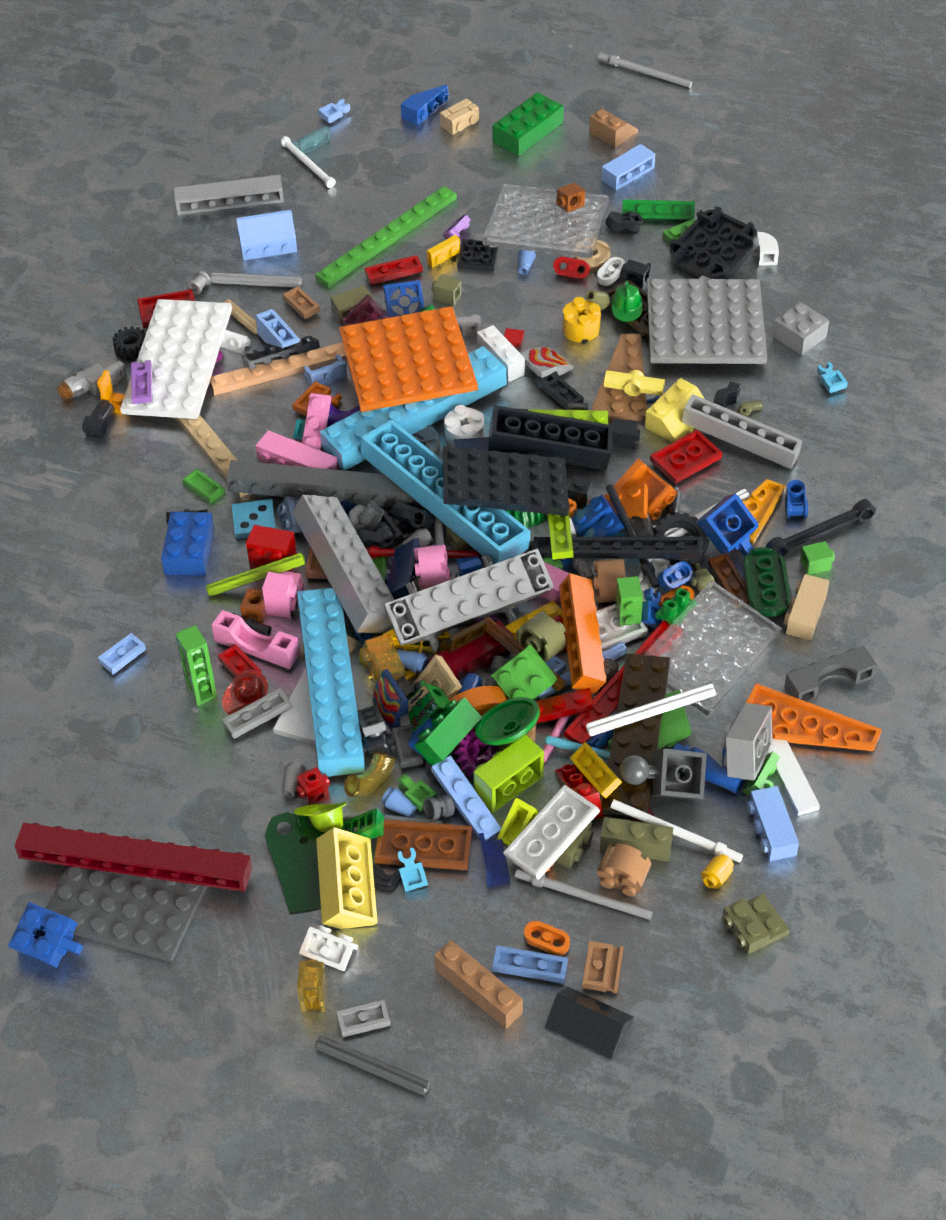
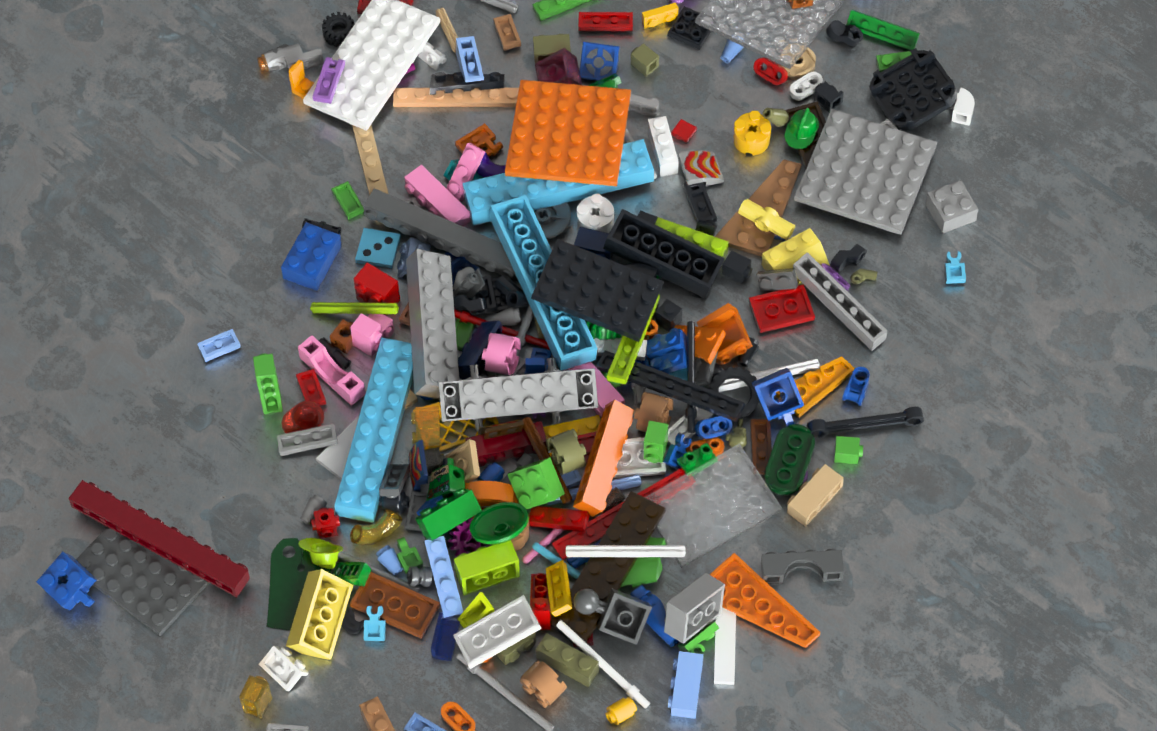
camera: 20 degrees right, 10 degrees up
(98, 421) = (279, 106): black piece -> none
(328, 373) = (498, 117): light blue hinge -> none
(413, 660) = (453, 434): medium blue cone -> none
(670, 431) = (777, 279): none -> dark grey plate

